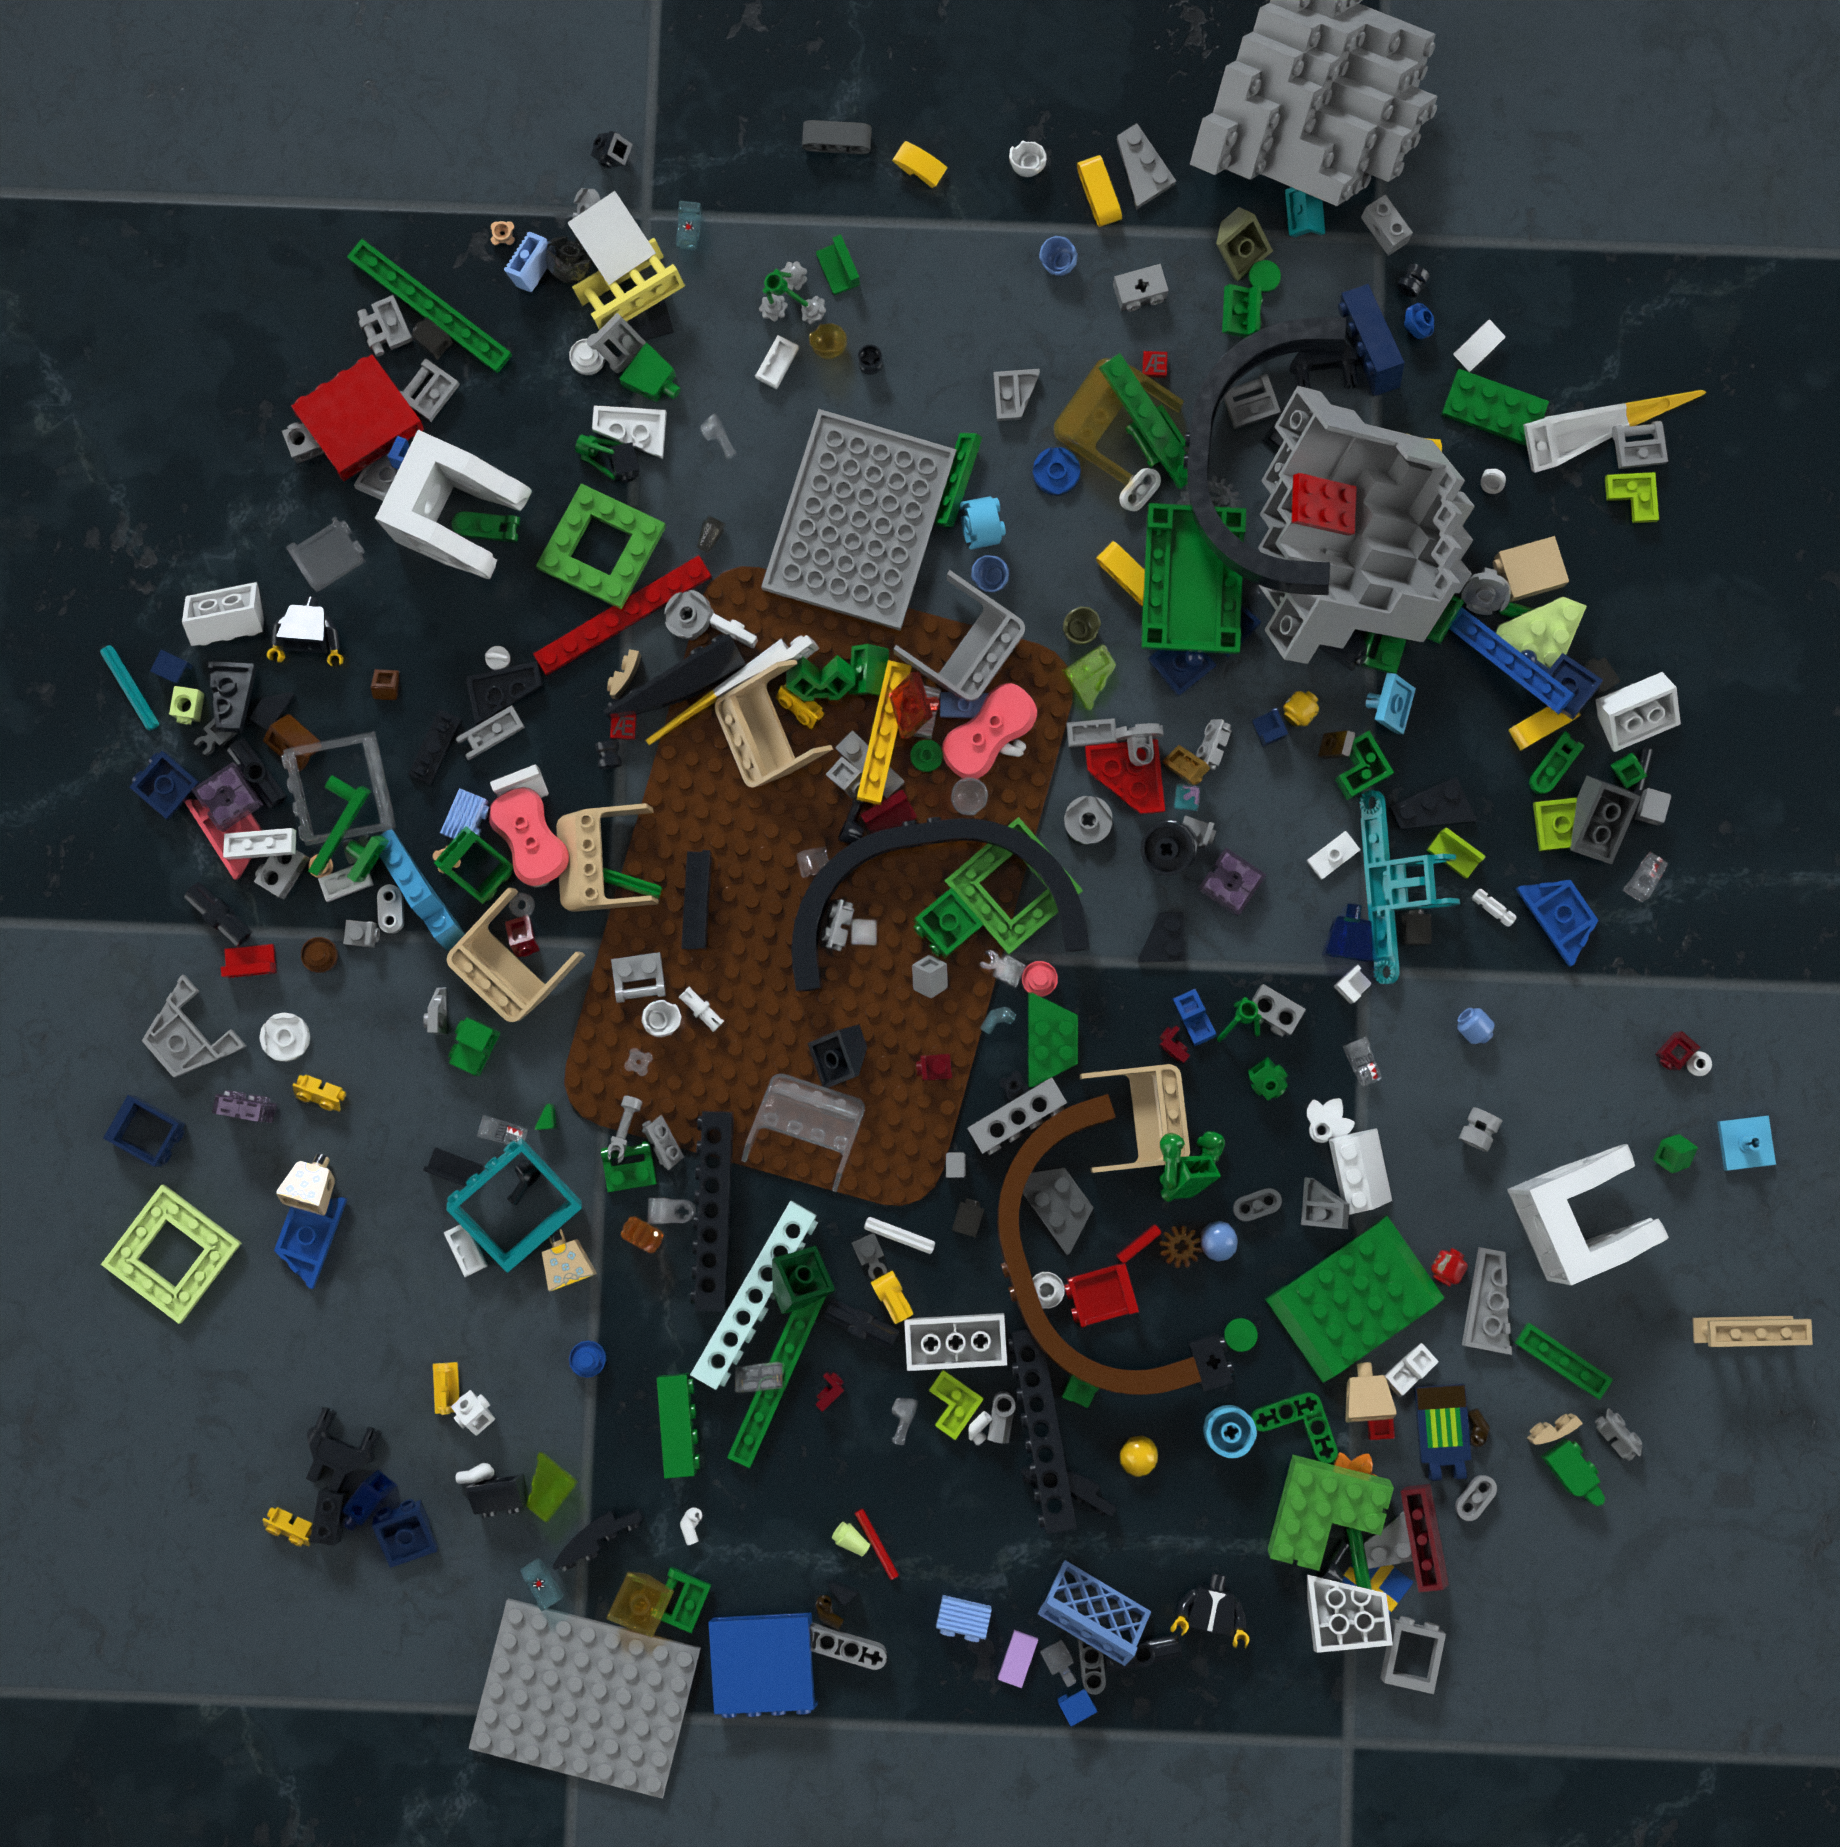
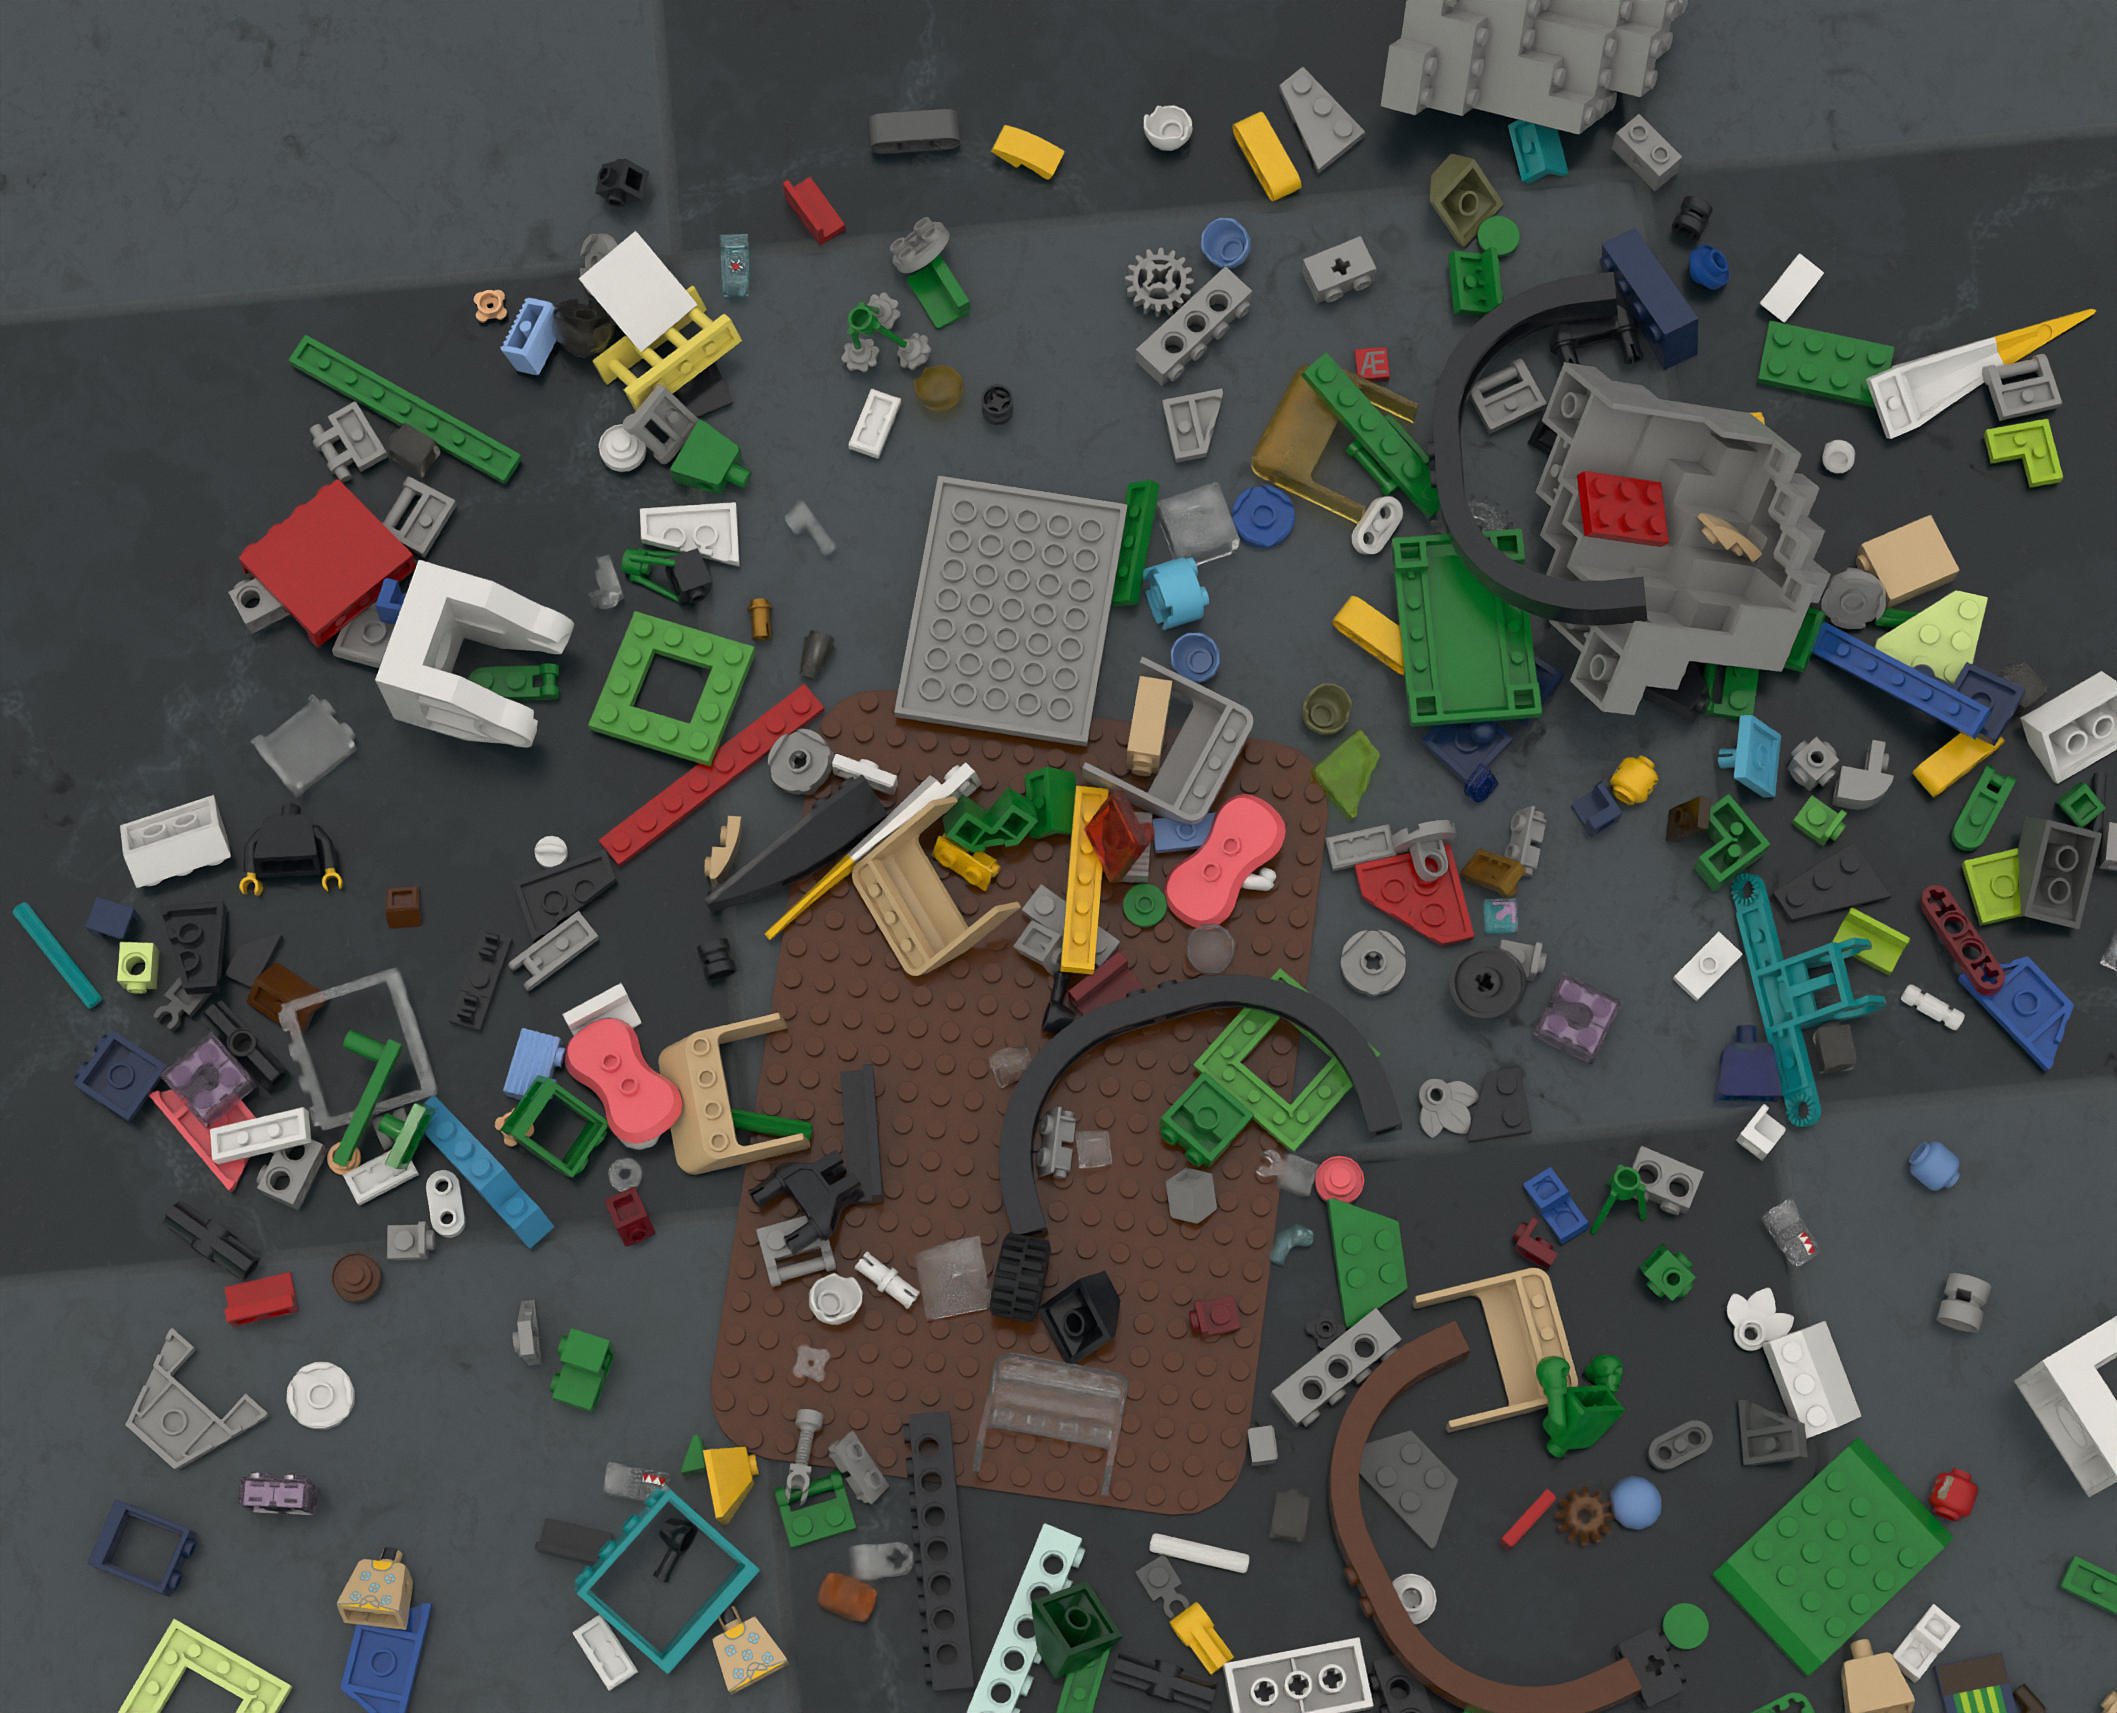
camera: 10 degrees left, 10 degrees down
(309, 1090) = (361, 1463): yellow hinge -> none
(497, 972) = (603, 1267): tan windscreen -> none
(563, 456) = (610, 589): none -> clear bracket
(568, 1139) = (730, 1479): none -> yellow slope
(623, 727) = (732, 922): red tile -> none
(653, 936) = (811, 1192): none -> black connector
(673, 498) = (760, 619): none -> pearl gold pin
(749, 1014) = (953, 1278): none -> clear slope
(753, 189) = (813, 210): none -> red panel
(795, 1022) = (1020, 1277): none -> black tyre
(828, 229) = (919, 246): none -> light grey tile
(947, 622) = (1148, 725): none -> tan brick
(1000, 270) = (1159, 295): none -> light grey gear
(1006, 472) = (1198, 524): none -> clear brick
(1050, 291) = (1222, 289): none -> light grey brick
(1101, 1295) = (1487, 1597): red panel -> none
(1128, 937) = (1449, 1110): none -> light grey plate
(1187, 697) = (1480, 784): none -> clear blue tile
(1400, 534) = (1728, 536): none -> tan slope
(1430, 720) = (1810, 773): none -> light grey brick
(1433, 757) = (1819, 821): none -> bright green bracket
(1468, 736) = (1866, 787): none -> light grey brick
(1488, 1304) = (2014, 1539): light grey wing -> none
(1527, 860) = (1966, 938): none -> dark red beam

